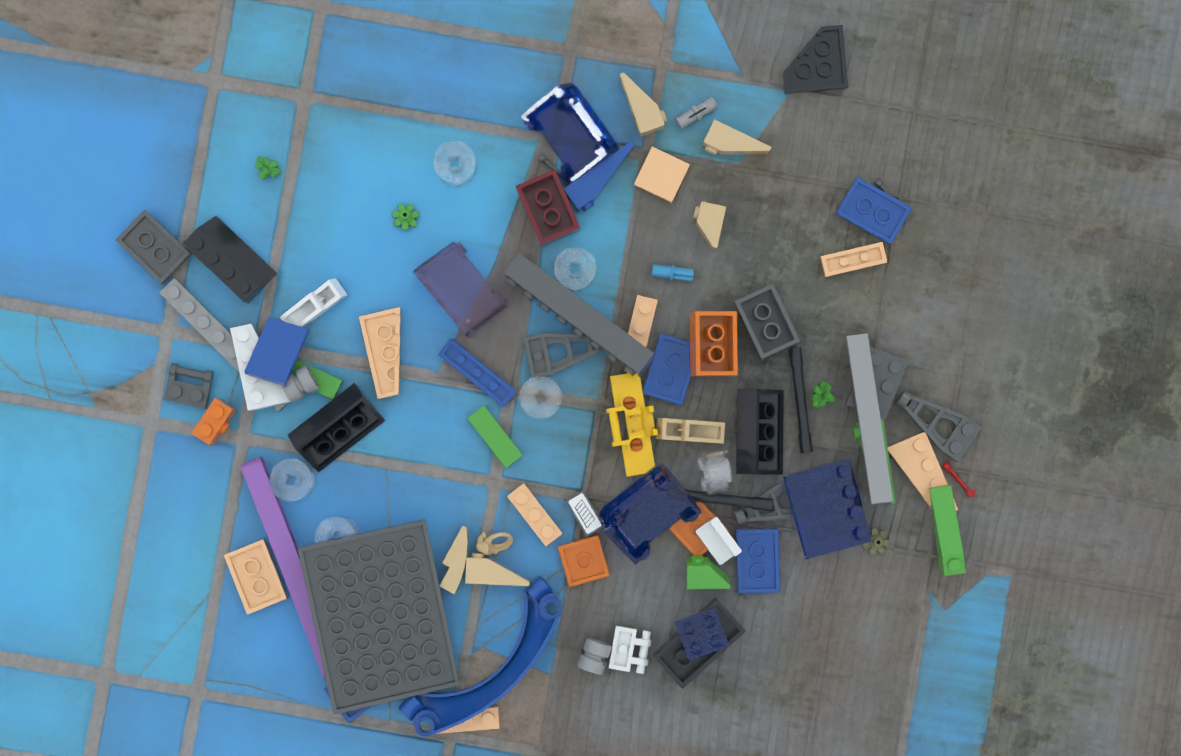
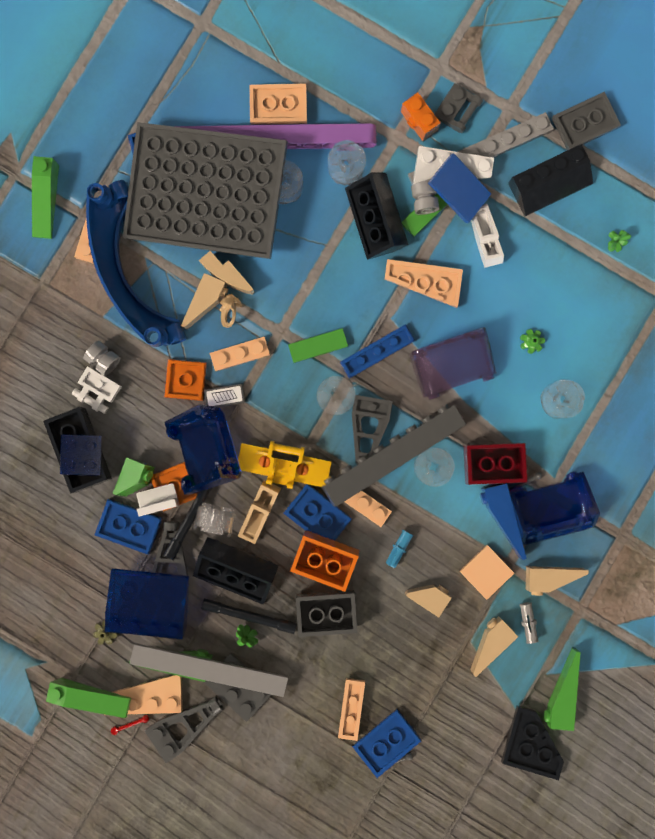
camera: 120 degrees right, 0 degrees up
(762, 49) = (562, 703): none -> bright green slope

